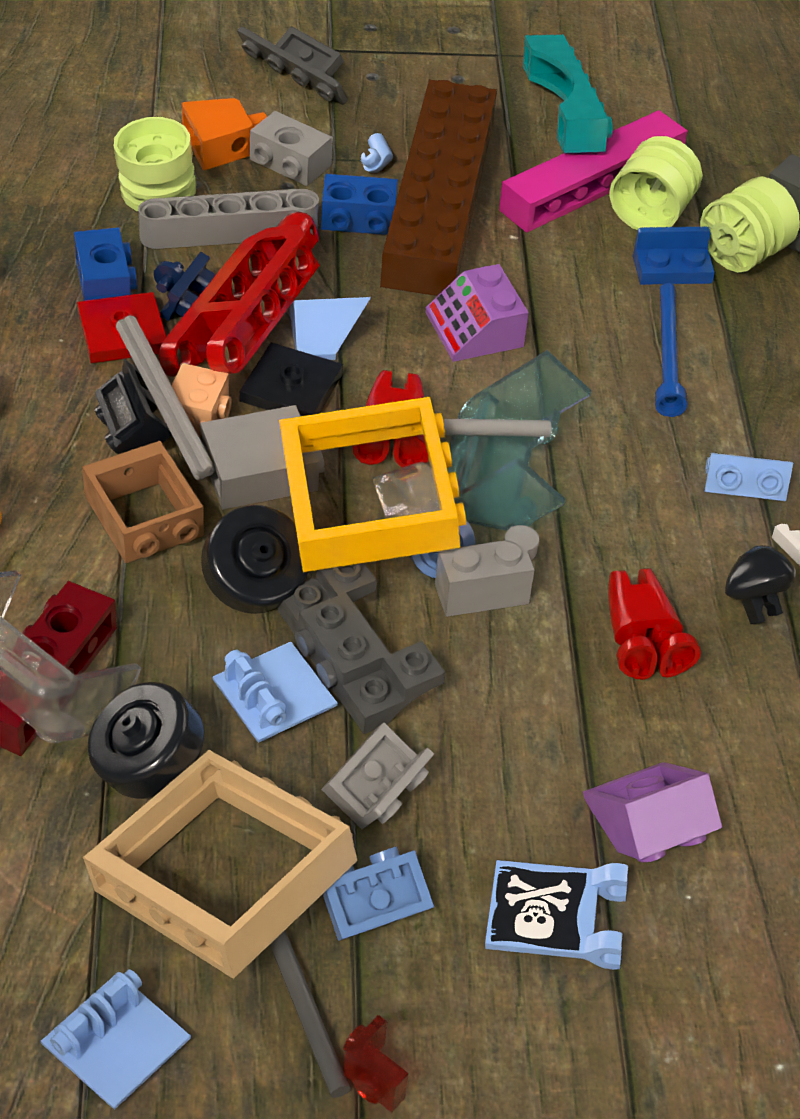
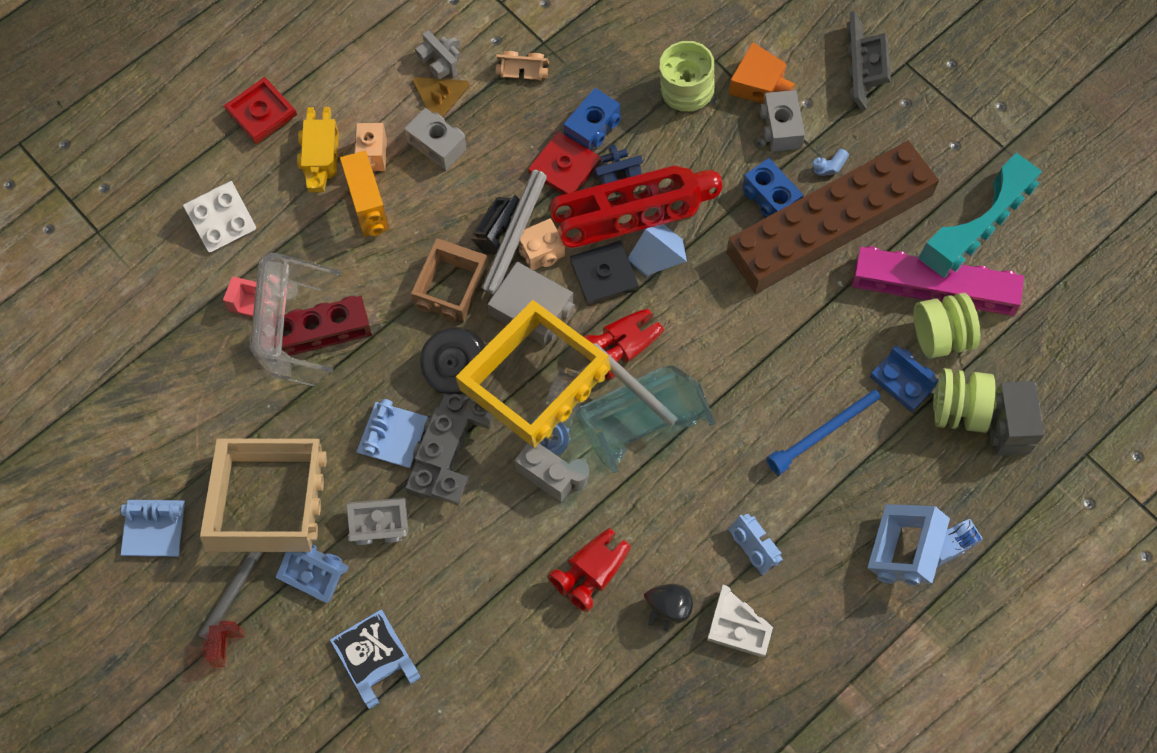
camera: 55 degrees right, 20 degrees up
(145, 739) = (304, 407): black wheel -> none
(219, 217) = (689, 131): light grey beam -> none
(479, 314) = (743, 319): medium lavender slope -> none
(655, 810) = (468, 658): slope -> none

